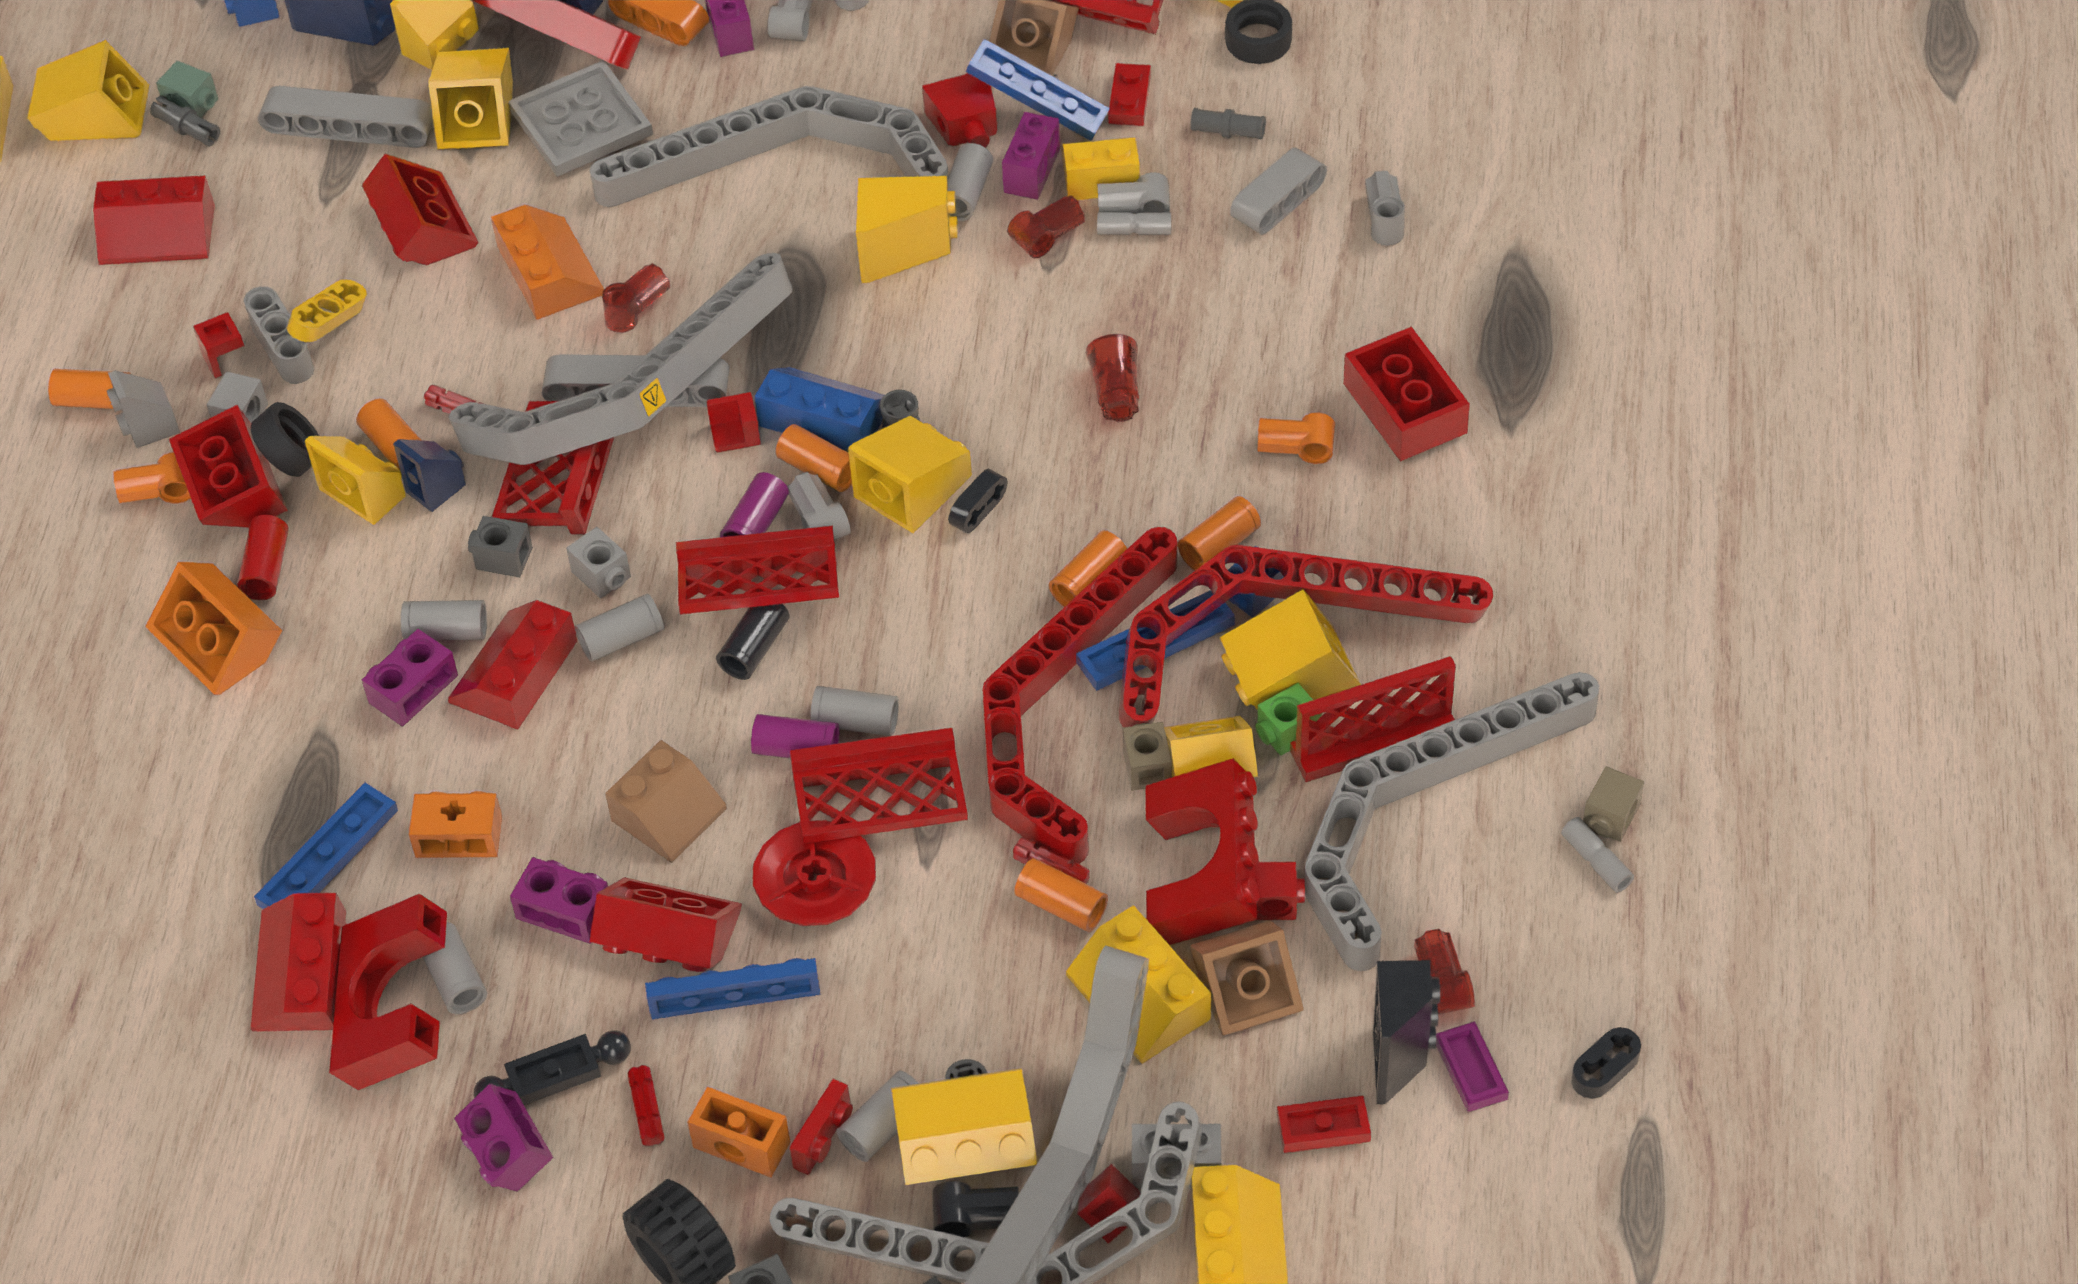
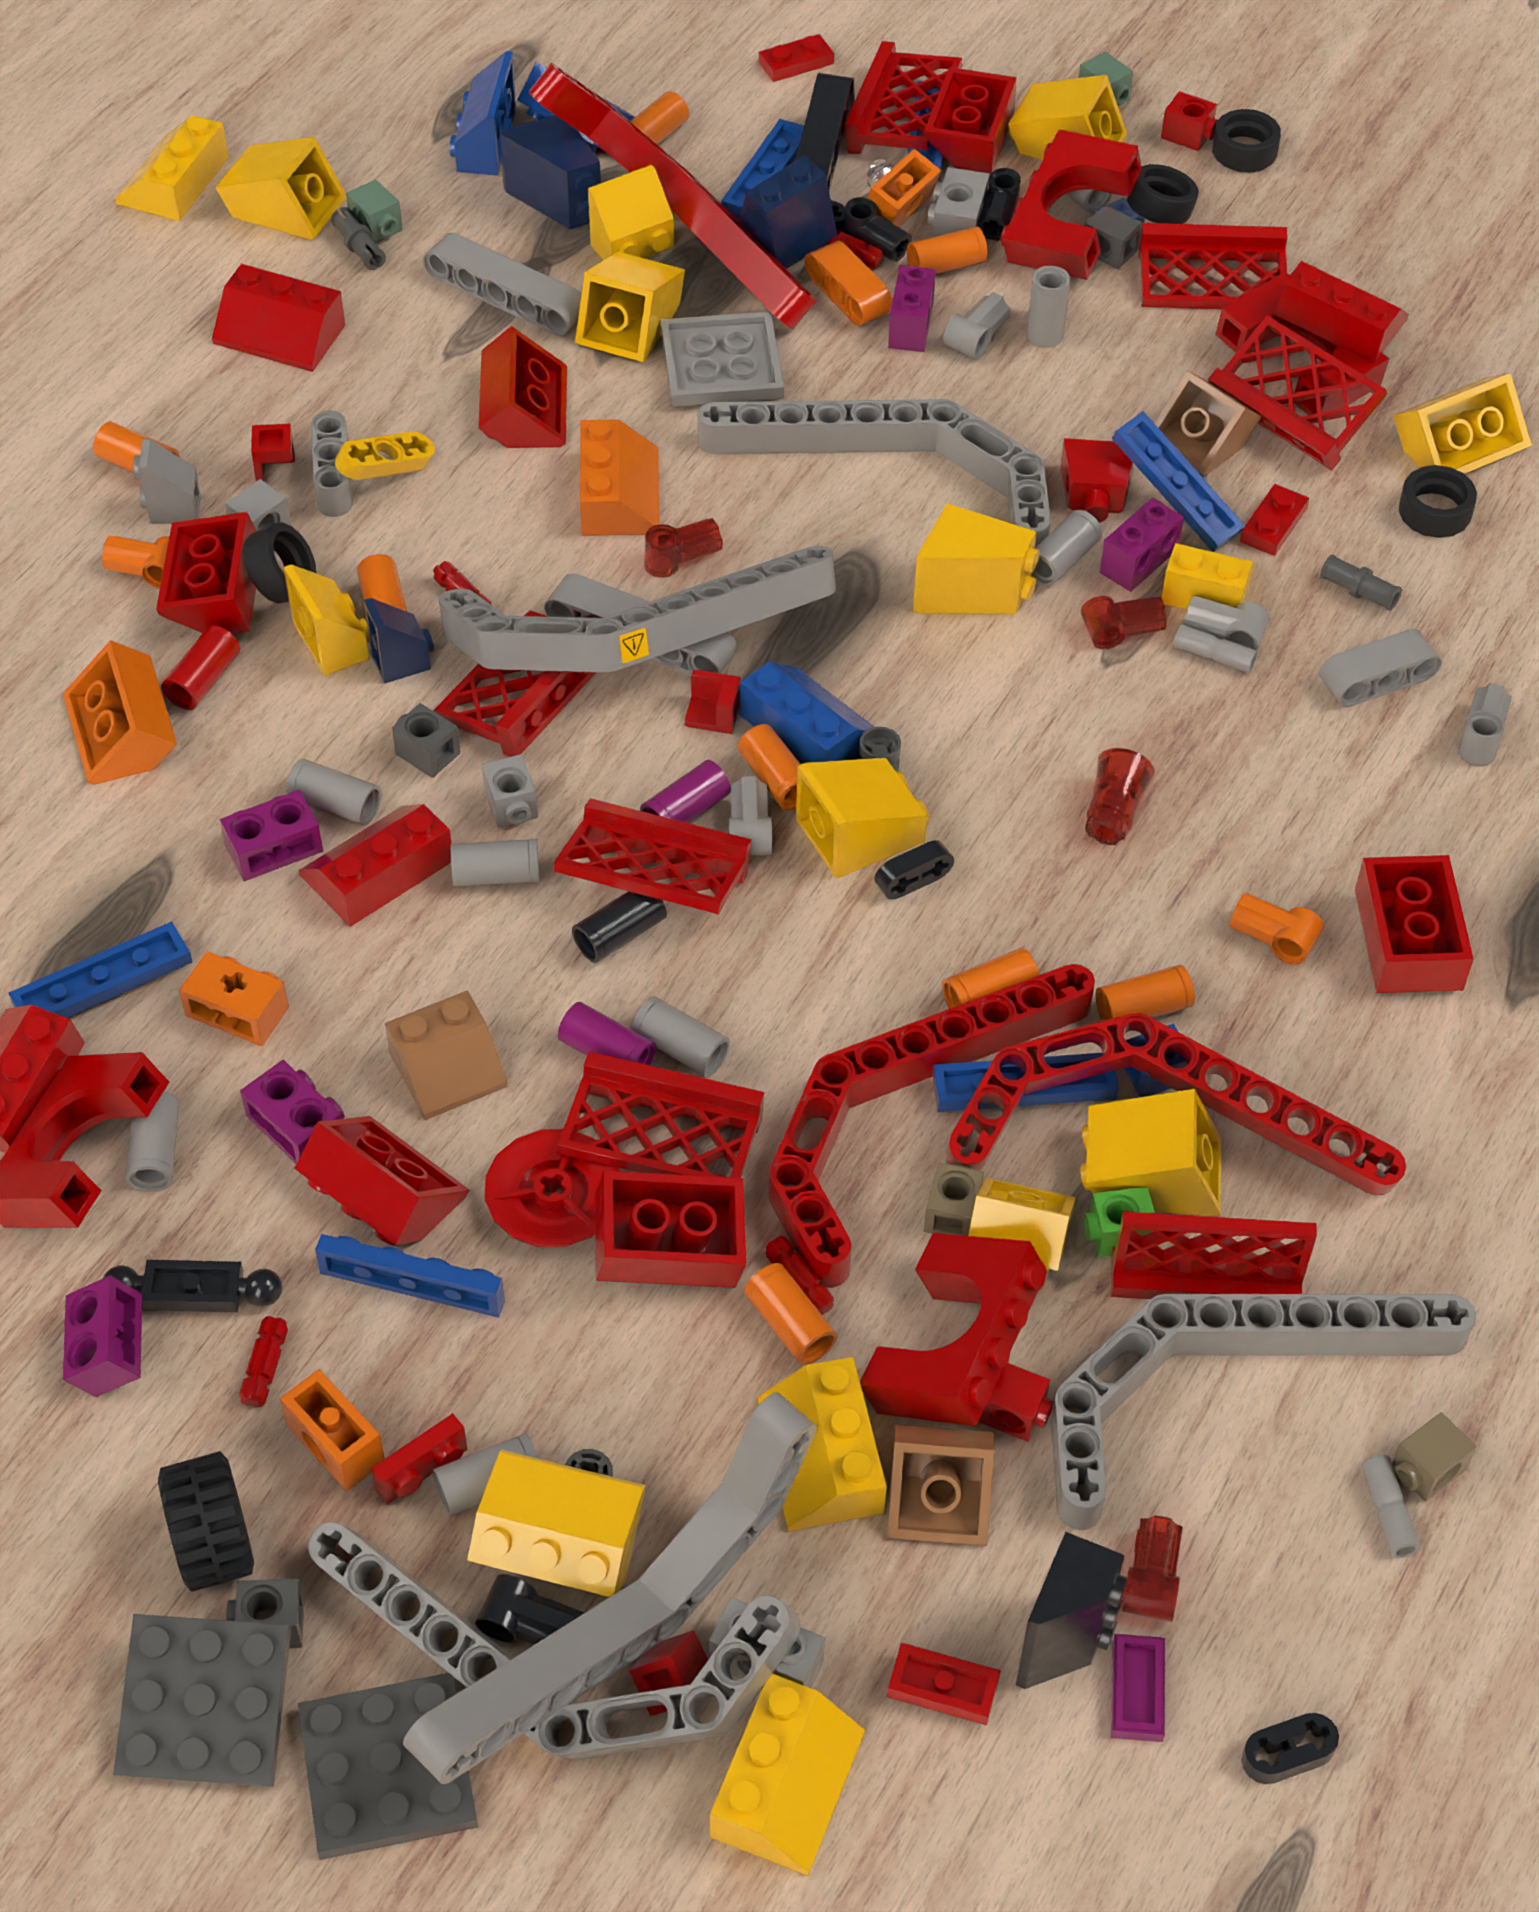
camera: 20 degrees right, 0 degrees up
(933, 865) = (670, 1229): none -> red brick

